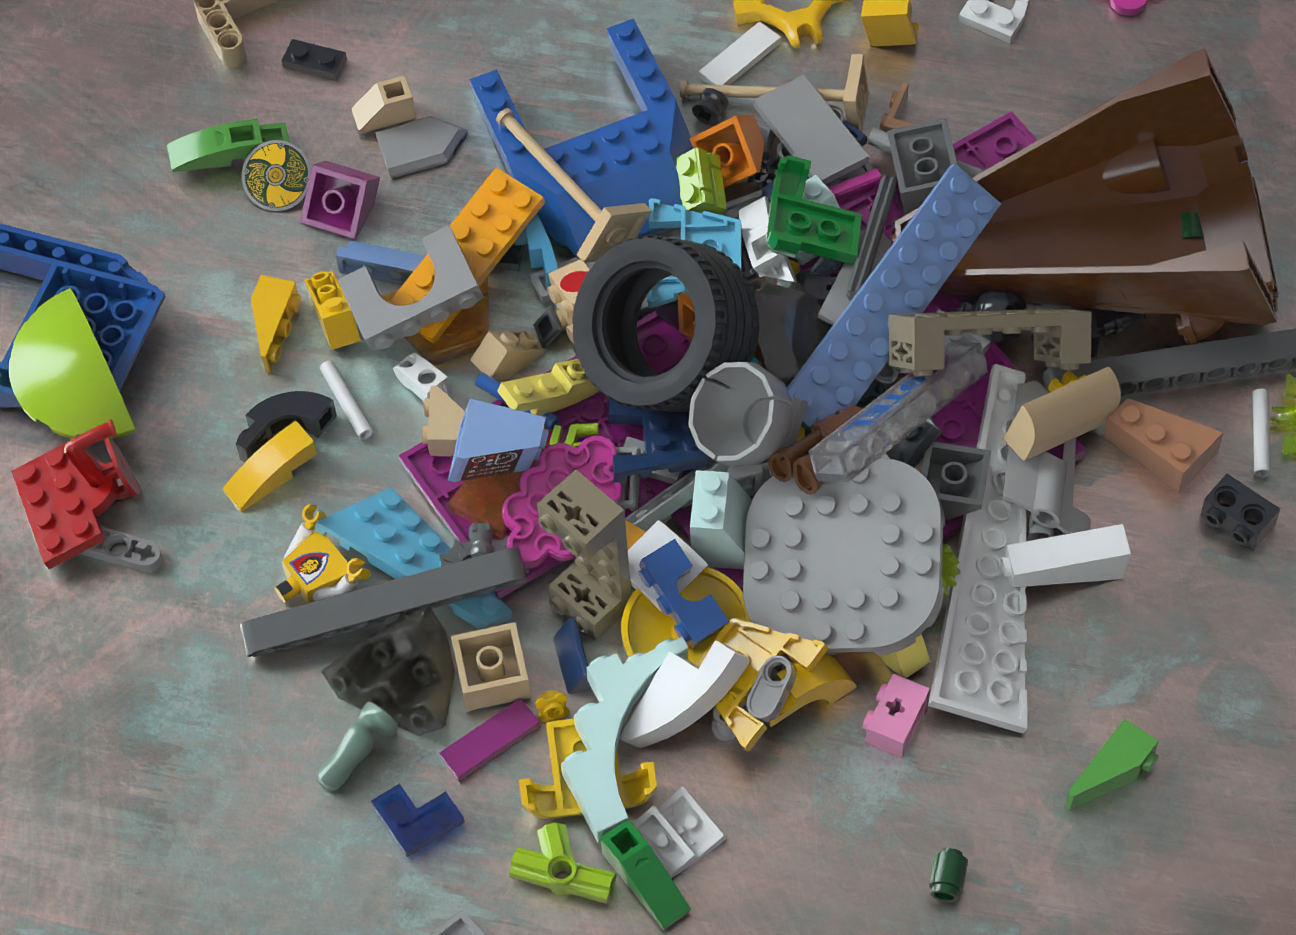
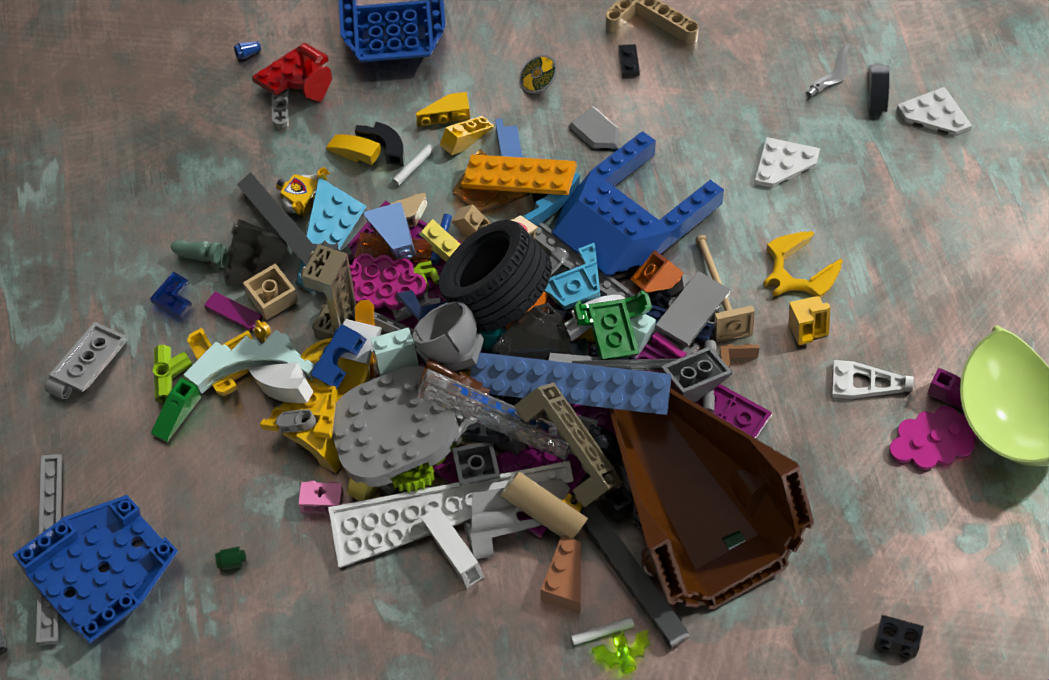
camera: 65 degrees right, 0 degrees up
(62, 372) = (358, 31): lime brick -> none
(221, 144) = (547, 44): bright green slope -> none
(339, 198) = (539, 107): magenta slope -> none
(384, 105) = (610, 103): tan slope -> none
(420, 375) = (438, 193): white leg -> none
(451, 291) = (487, 174): light grey arch -> none
(572, 657) = (300, 329): dark blue slope -> none
(611, 224) = (561, 231): tan tile -> none
(679, 832) = (210, 419): white slope -> none
(701, 182) = (623, 266): lime brick -> none
(710, 106) = (693, 256): black wheel -> none
(740, 56) = (740, 259): white tile -> none
(1116, 764) = (336, 622): bright green slope -> none
(1245, 506) = (538, 635): black brick -> none

